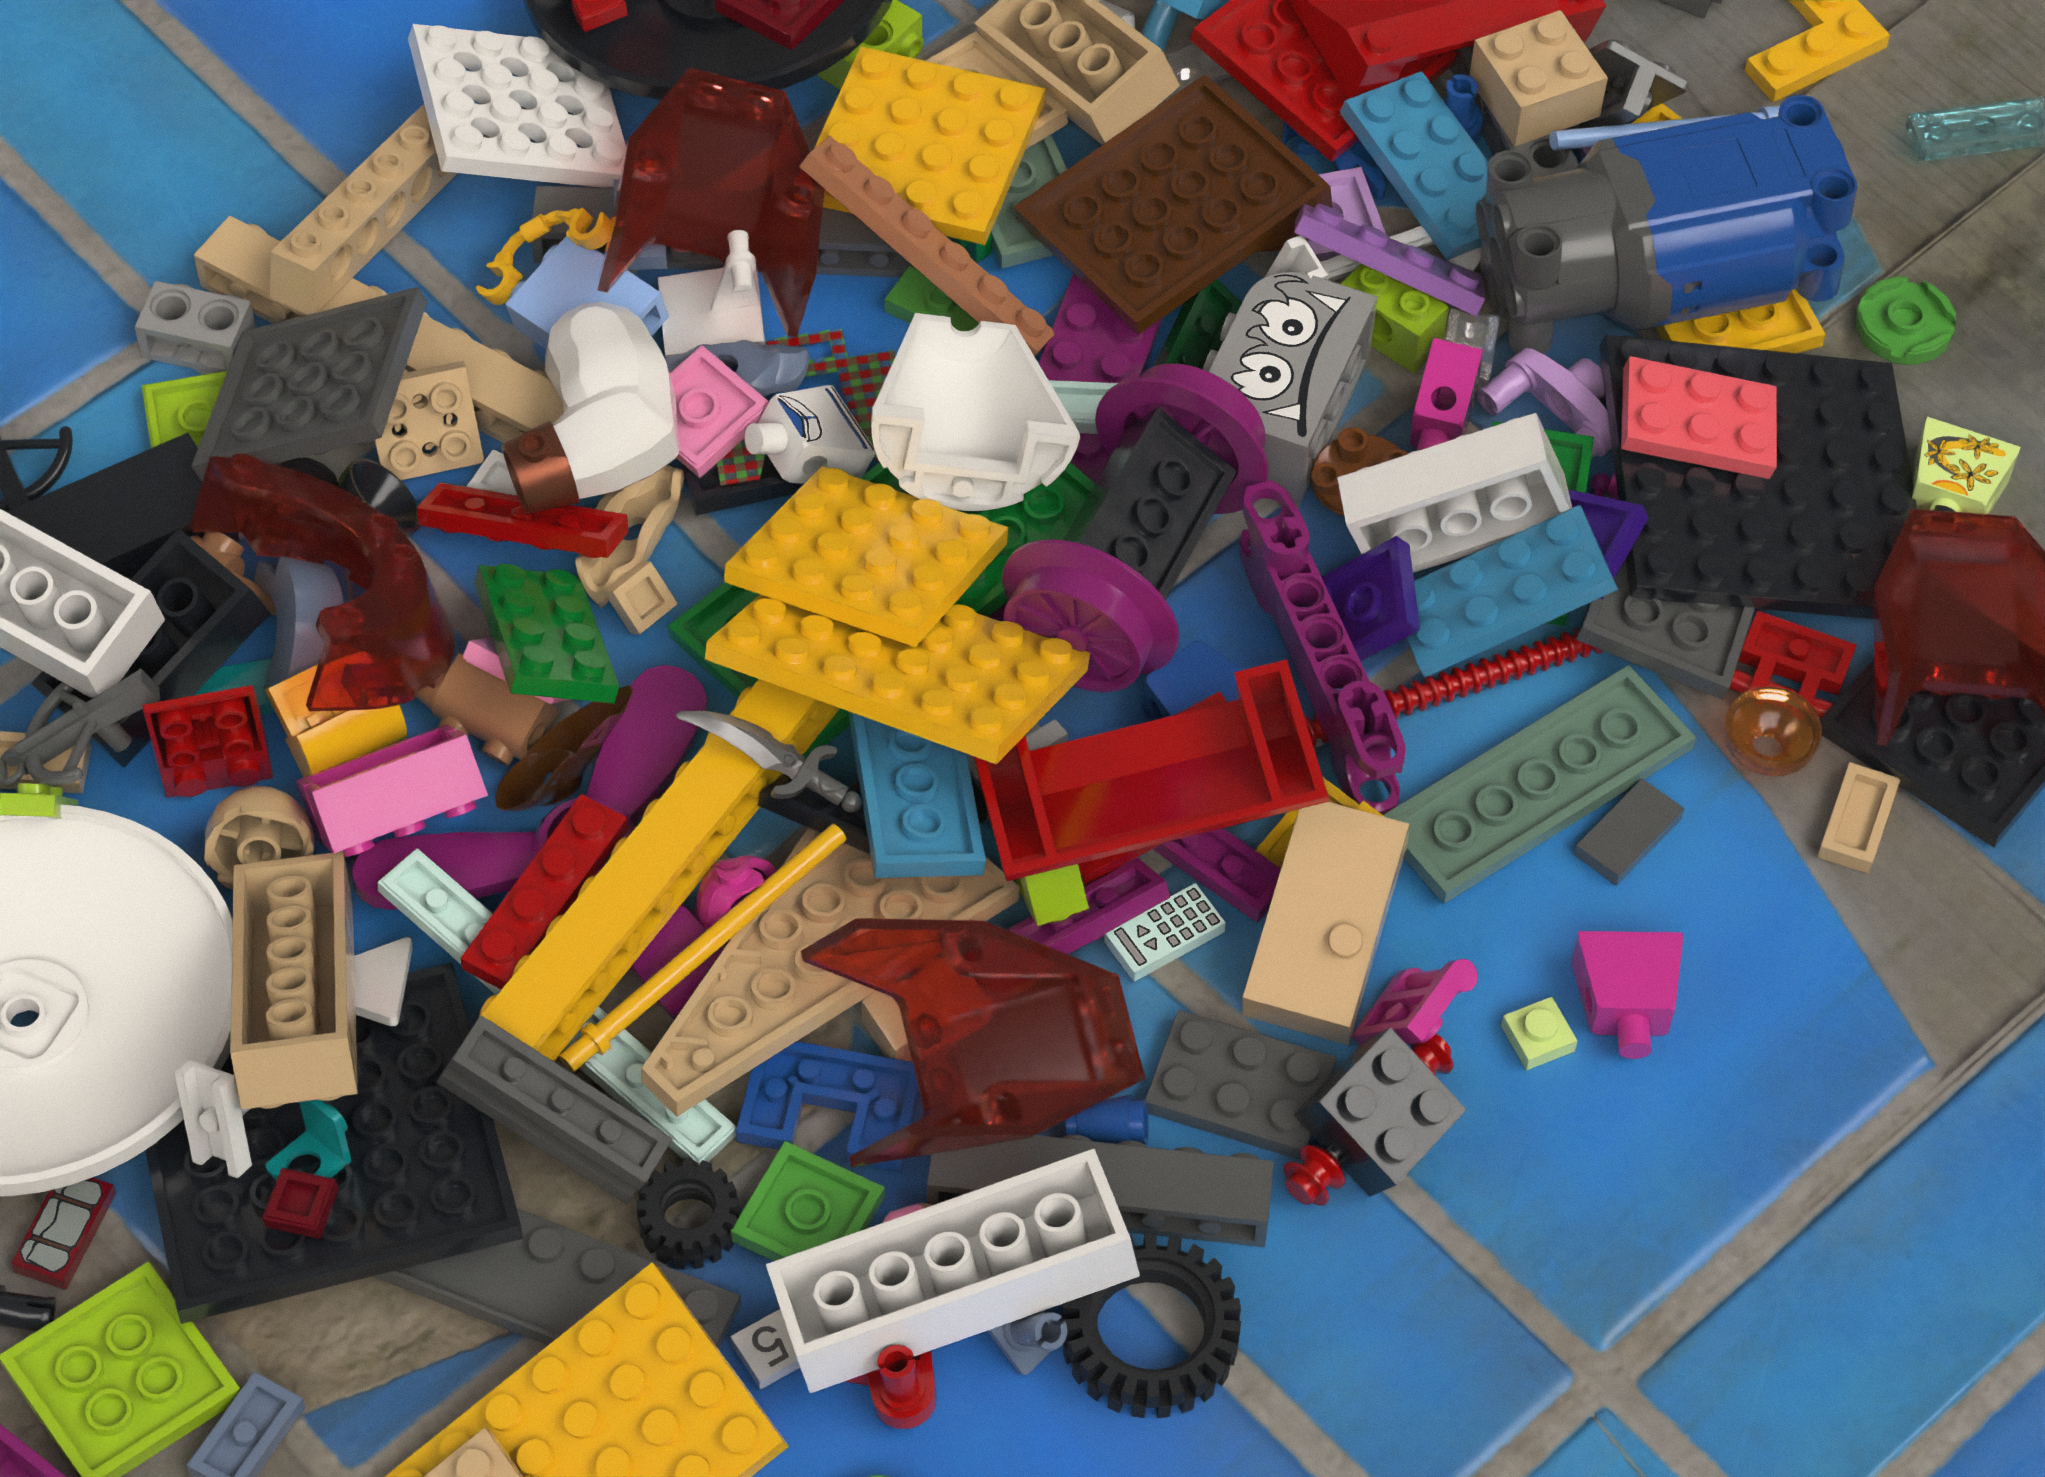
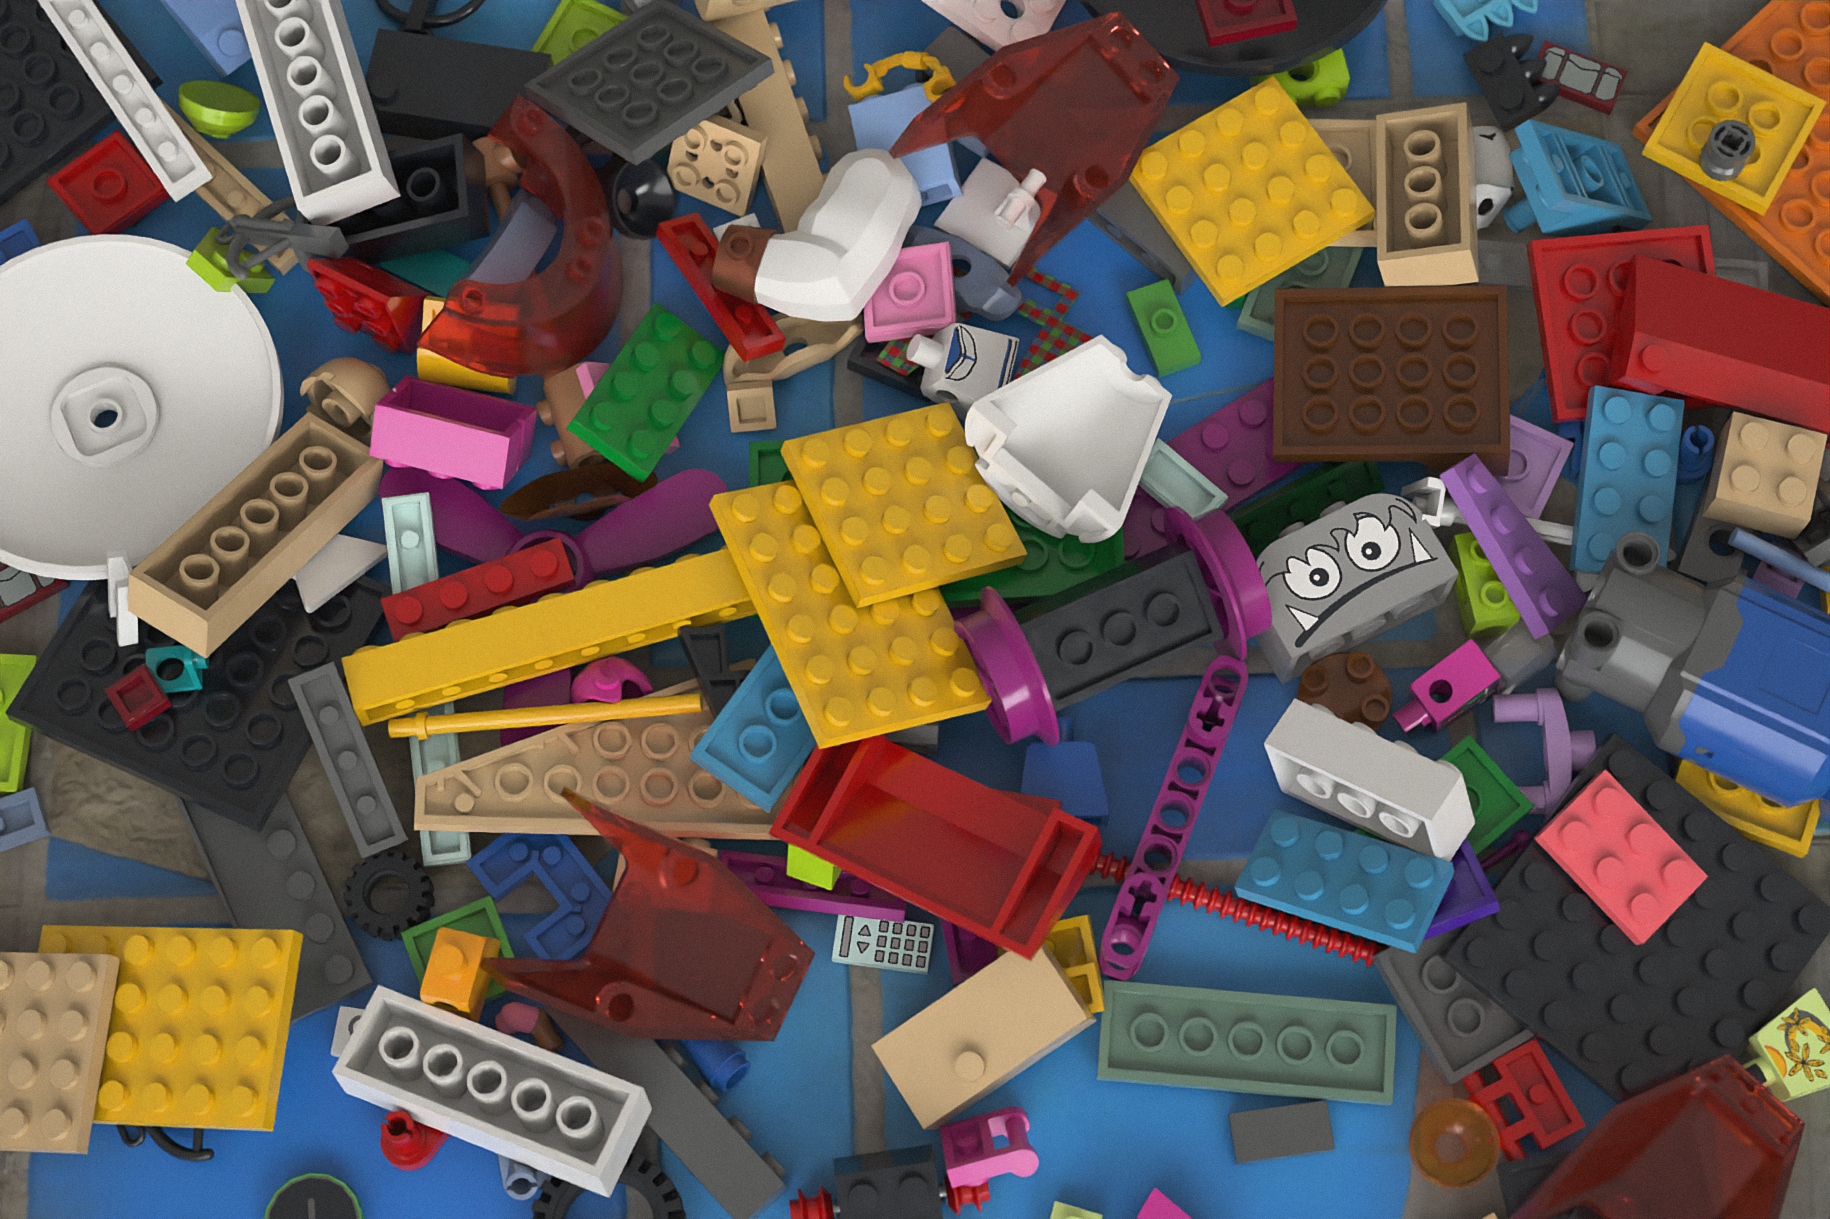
camera: 45 degrees right, 15 degrees up
(778, 756) = (700, 614): piece -> none
(825, 1194) = (455, 972): none -> light orange torso
(921, 243) = (1172, 282): nougat plate -> none
(1236, 1083) = (830, 1096): dark grey plate -> none
(1376, 597) = (1246, 808): dark purple plate -> none

